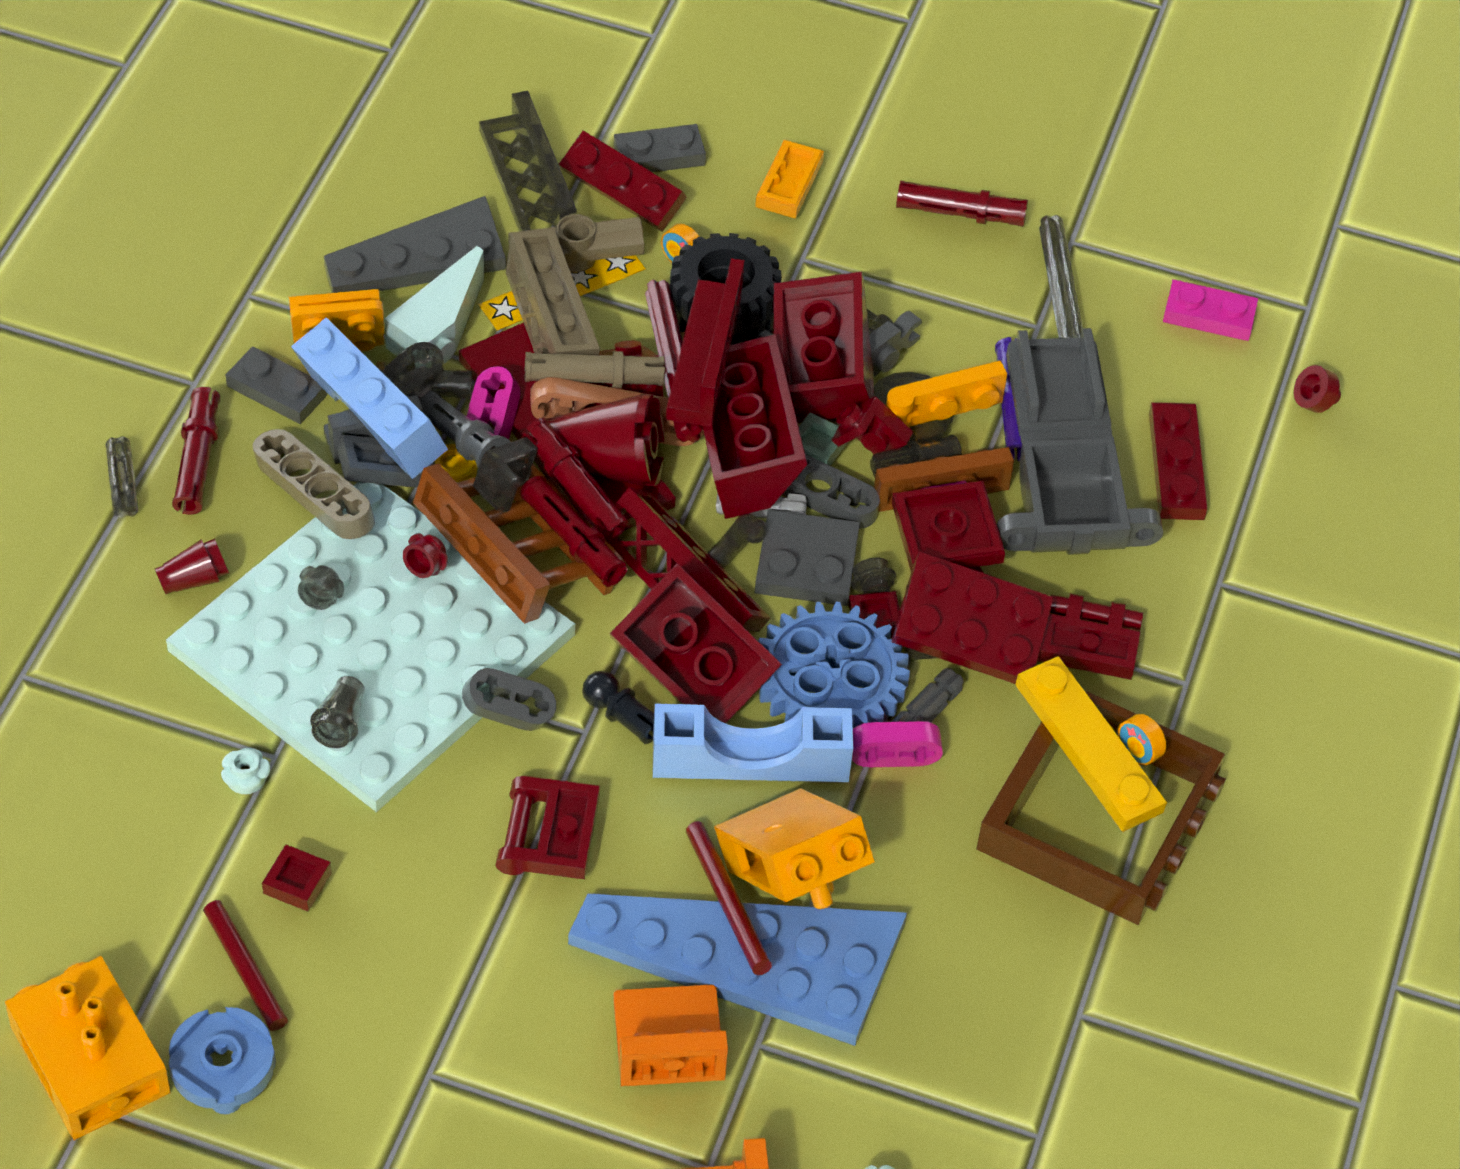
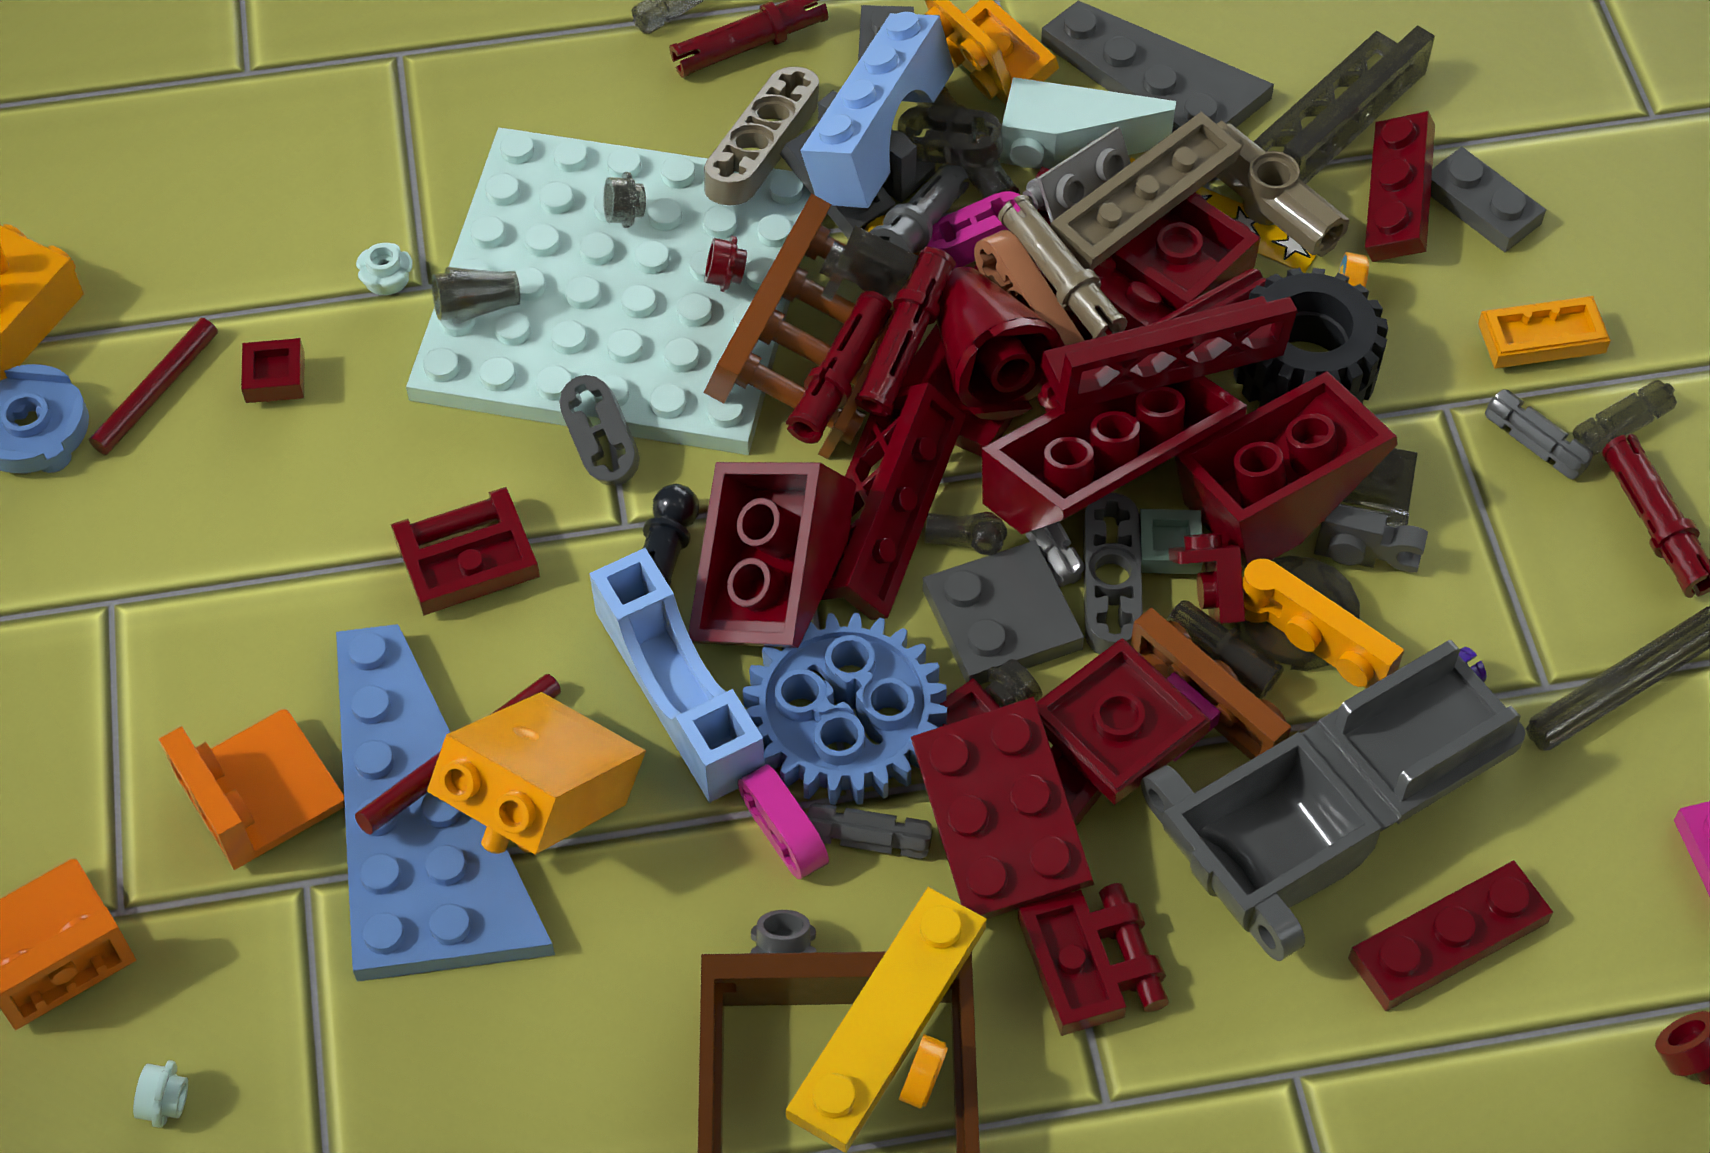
camera: 65 degrees right, 5 degrees up
(192, 568) = (602, 103): dark red cone -> none
(493, 331) = (1079, 174): none -> light grey hinge
(613, 307) = (1189, 252): none -> dark red plate
(861, 225) = (1538, 434): none -> dark grey axle
(879, 180) = (1626, 416): none -> clear smoke axle
(981, 784) = (783, 933): none -> dark grey plate

